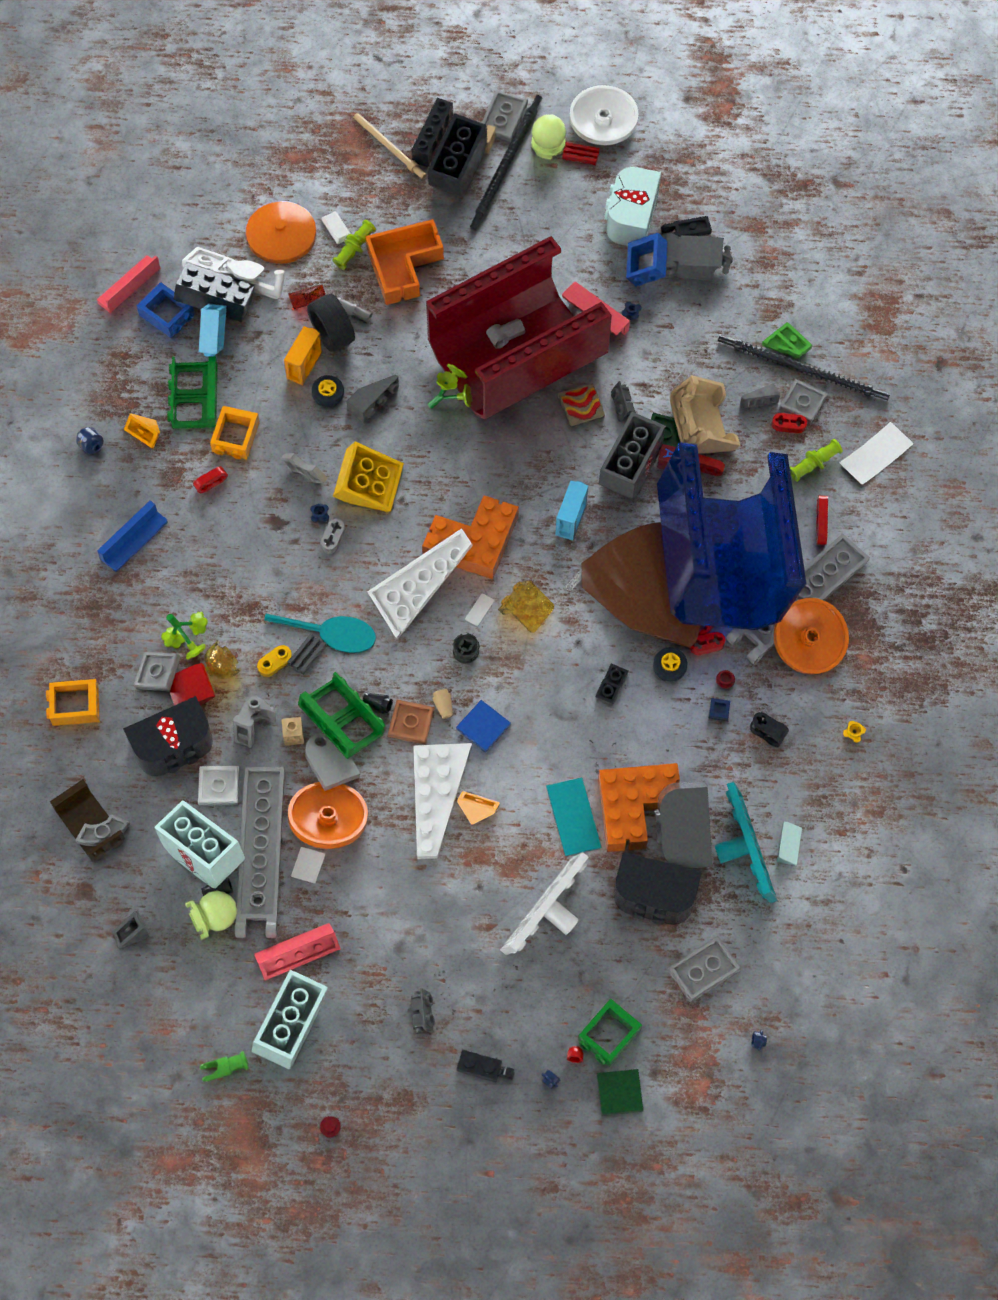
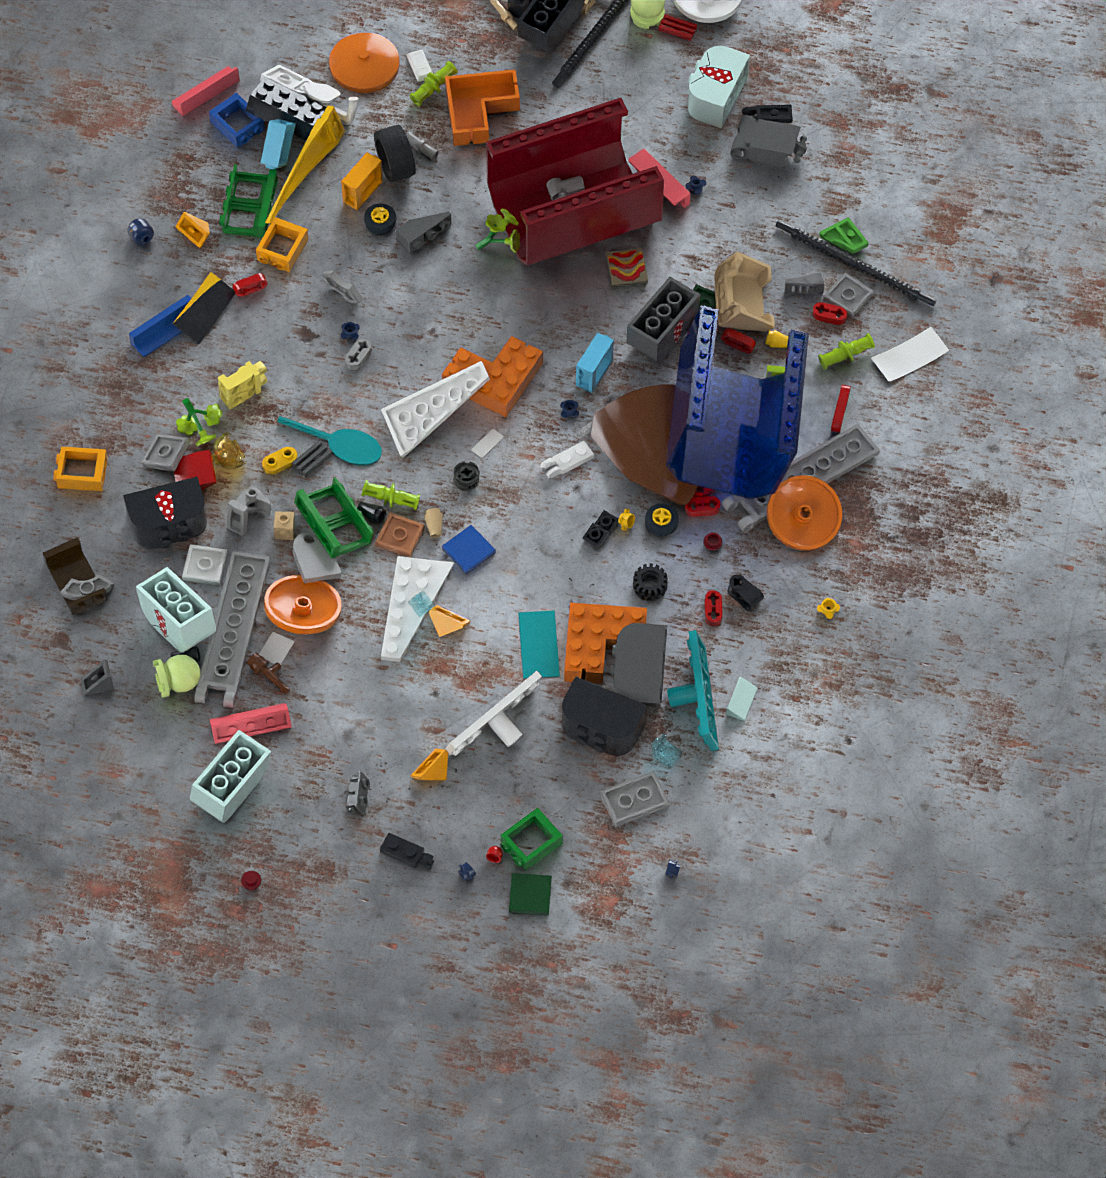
camera: 10 degrees right, 5 degrees down
(169, 511) = (204, 308): none -> black sticker
(222, 587) = (242, 384): none -> light yellow hips
(225, 1066) = (162, 812): bright green piece -> none
(254, 320) = (322, 139): none -> yellow plate
(294, 886) = (259, 664): none -> reddish brown piece
(306, 296) = (369, 127): clear red slope -> none
(368, 478) = (403, 305): yellow slope -> none
(394, 681) = (390, 494): none -> lime piece
(450, 796) = (421, 603): none -> clear light blue brick
(493, 969) = (433, 767): none -> light orange slope
(527, 605) = (534, 444): clear yellow bracket -> none
(555, 556) = (569, 404): none -> dark blue plate
(564, 614) = (568, 459): none -> white hinge
(620, 395) = (668, 263): dark grey hinge -> none
(635, 670) = (626, 519): none -> yellow plate
(652, 243) = (728, 124): blue window -> none
(676, 722) = (650, 572): none -> black tyre
(719, 709) = (700, 567): dark blue plate -> none
(725, 913) = (665, 751): none -> clear light blue bracket
(745, 749) = (709, 608): none -> red beam
(746, 458) = (776, 339): none -> yellow cone
(750, 491) = (774, 370): none -> lime tile

